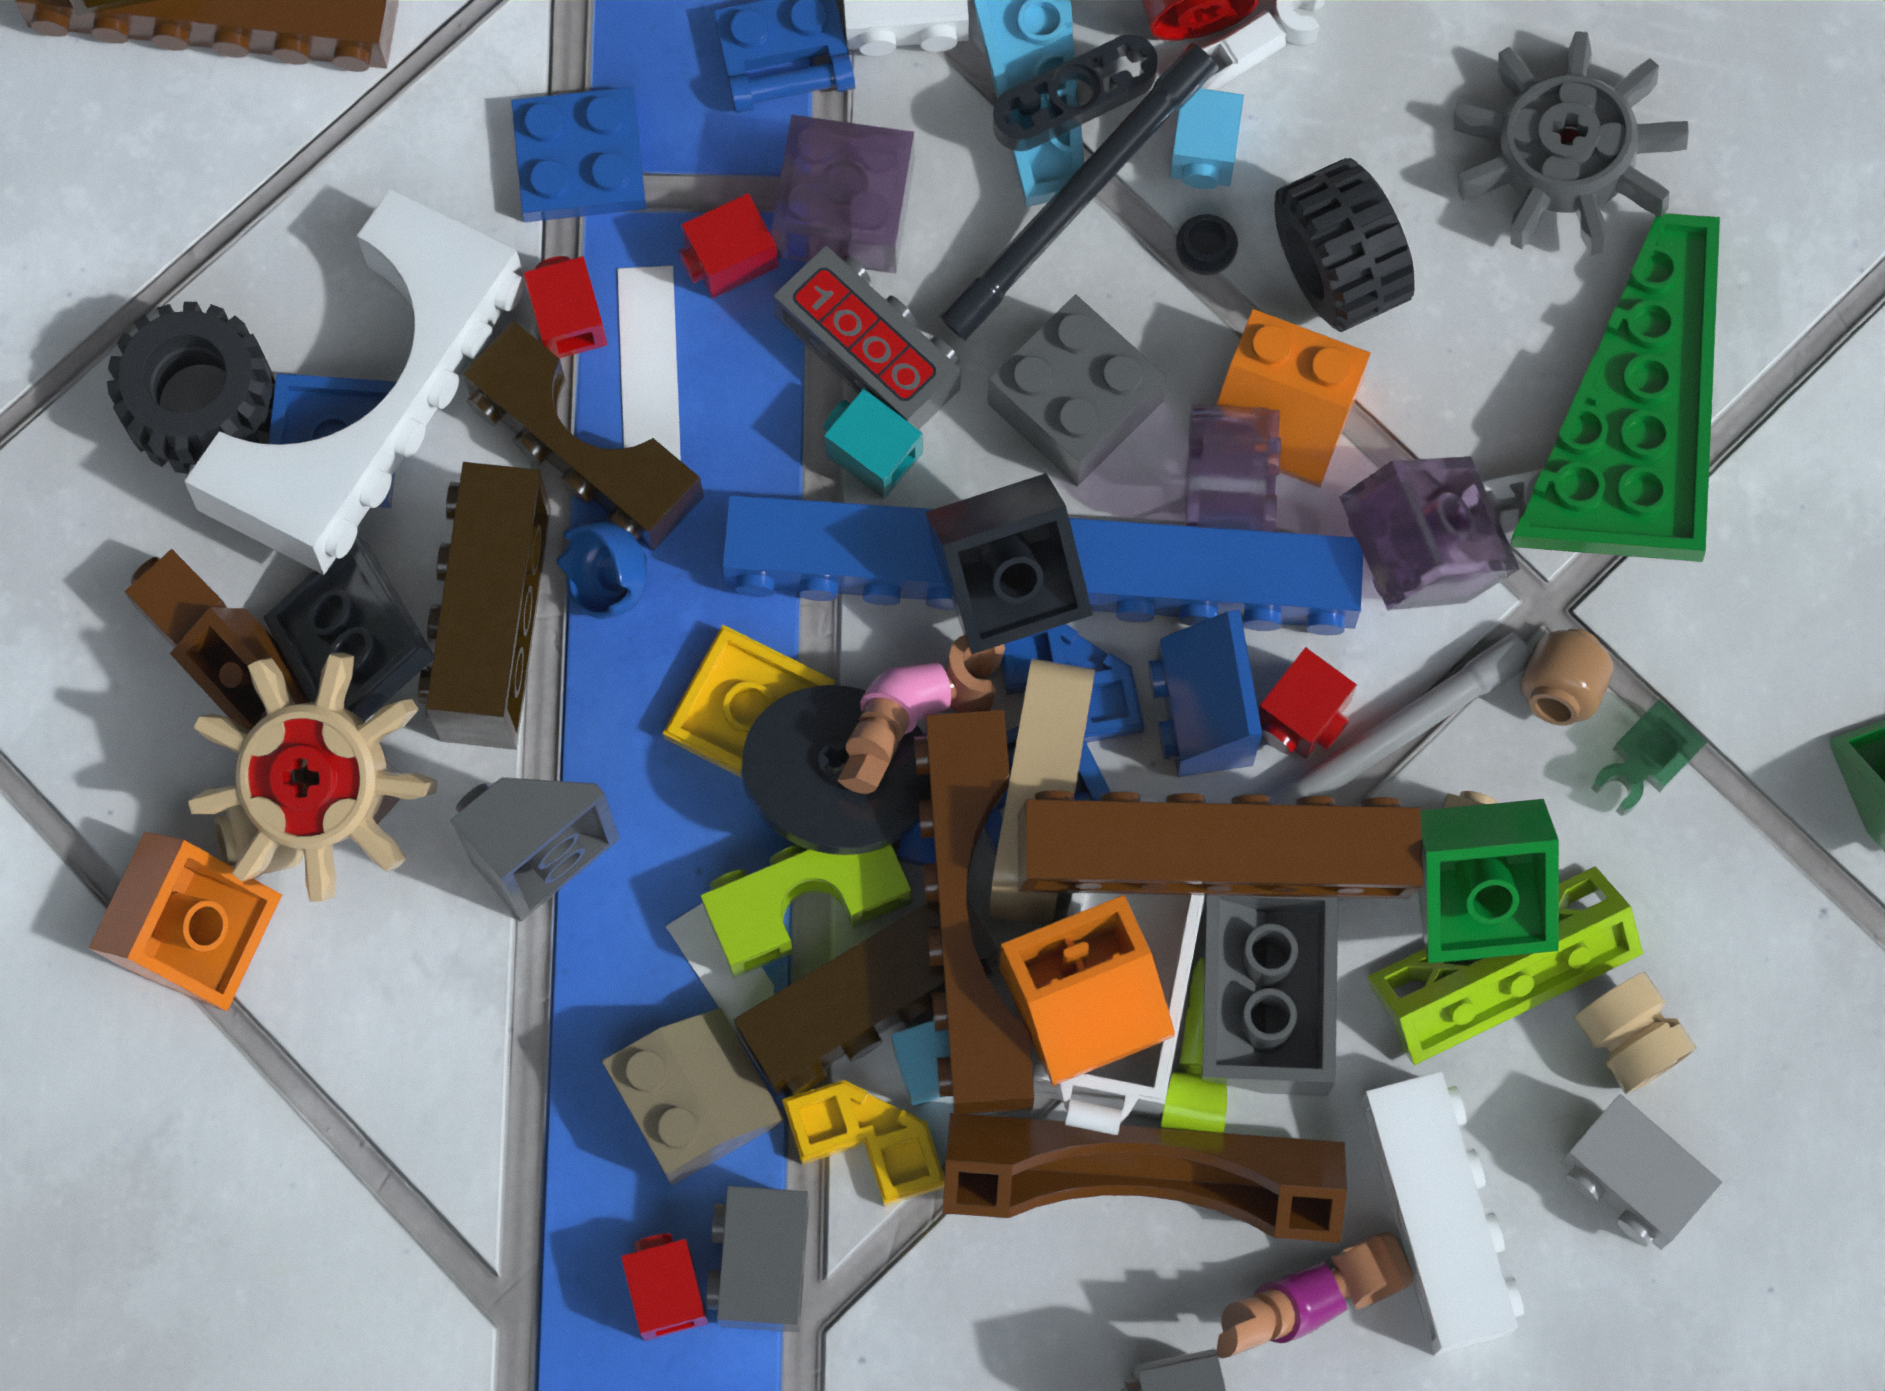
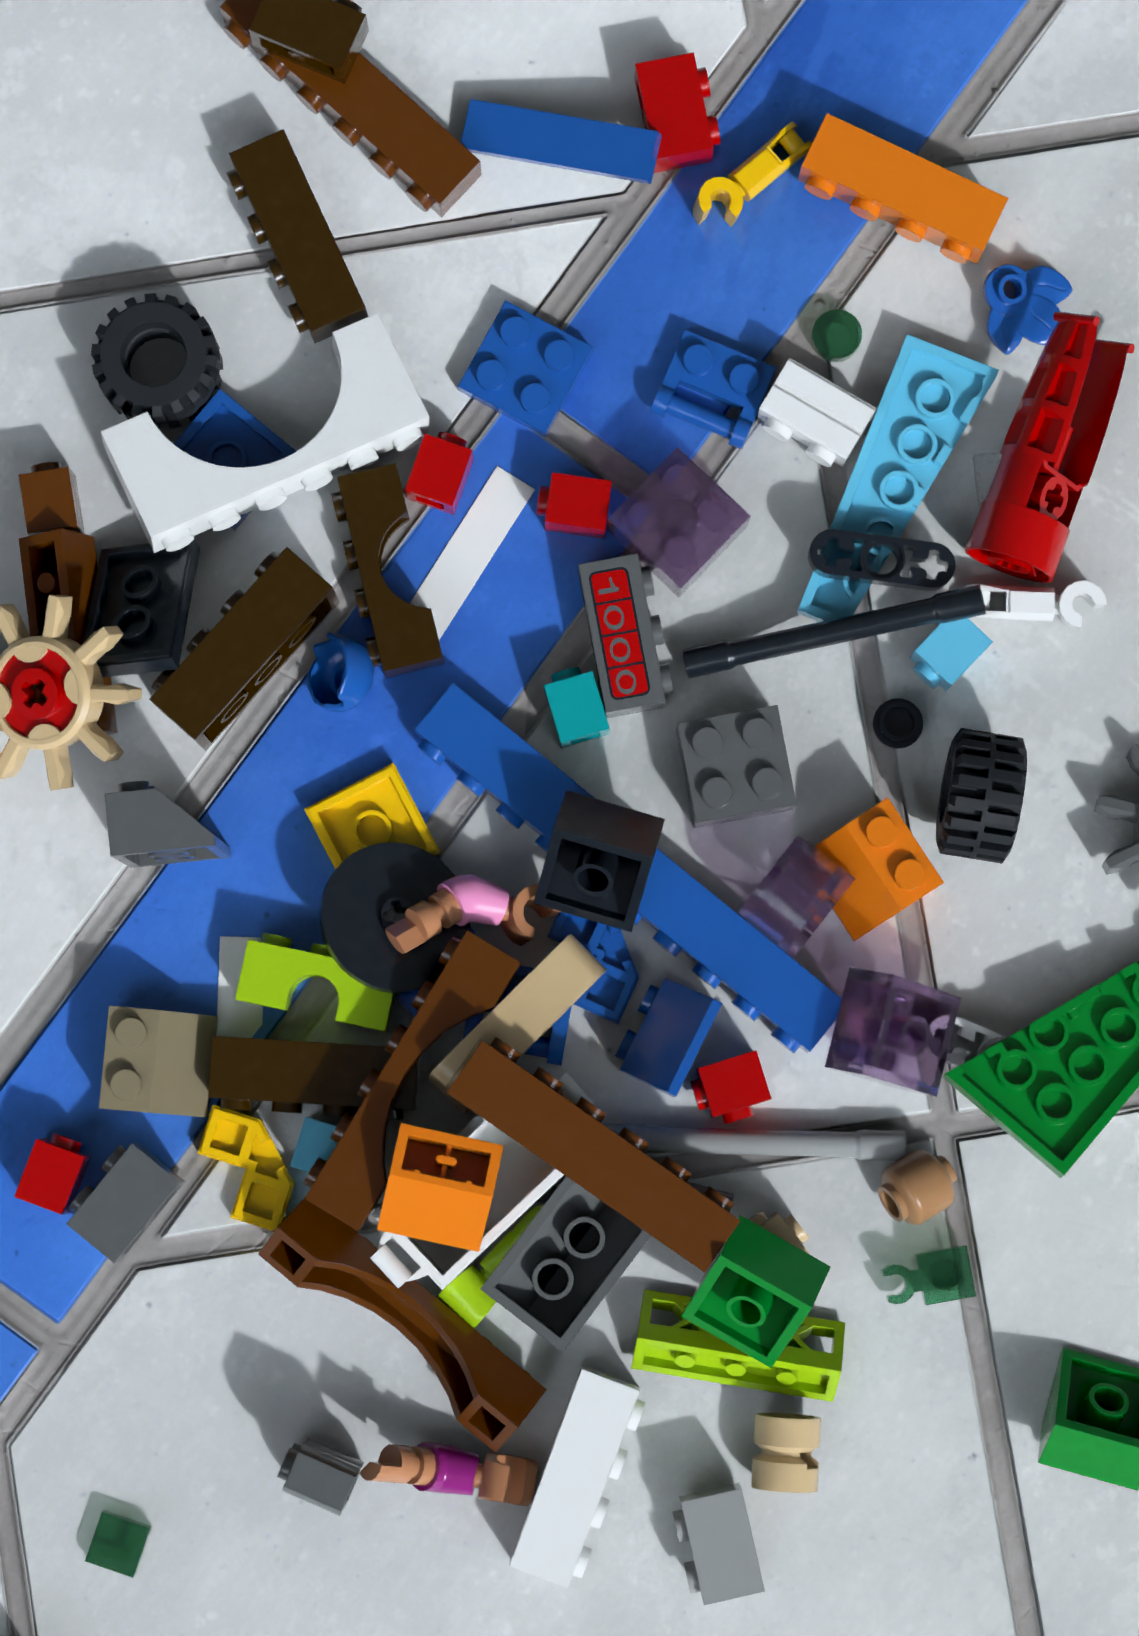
camera: 35 degrees right, 10 degrees up
(251, 174) = (298, 236): none -> dark brown brick

